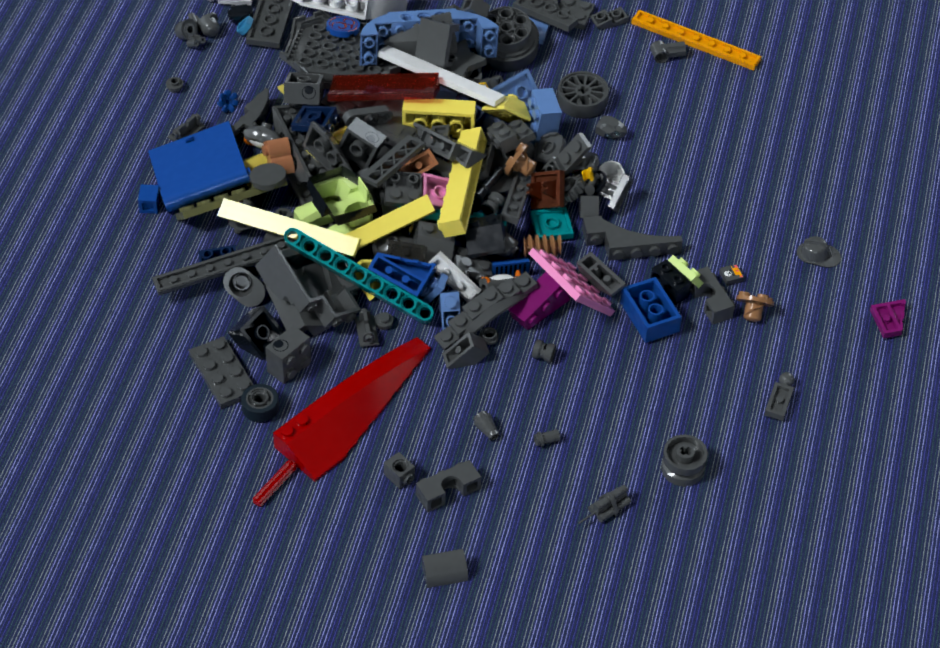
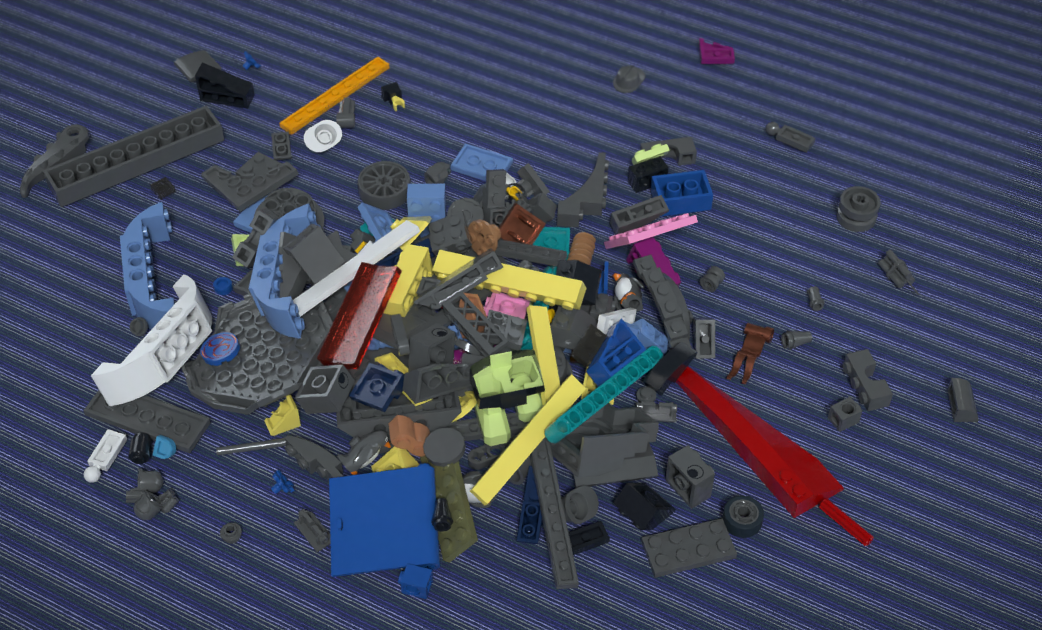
camera: 75 degrees left, 0 degrees up
(204, 192) = (442, 517): none -> black cone
(214, 299) = (588, 537): none -> black plate
(263, 80) = (251, 446): none -> dark grey bar
(414, 328) = (669, 368): none -> black slope
(482, 395) = (751, 349): none -> copper flag
(624, 37) = (322, 136): none -> white piece
(643, 159) = (475, 161): none -> medium blue tile
(710, 77) = (393, 95): none -> black piece
(731, 274) = (642, 136): dark grey tile -> none
(754, 305) = (688, 126): medium nougat plate -> none

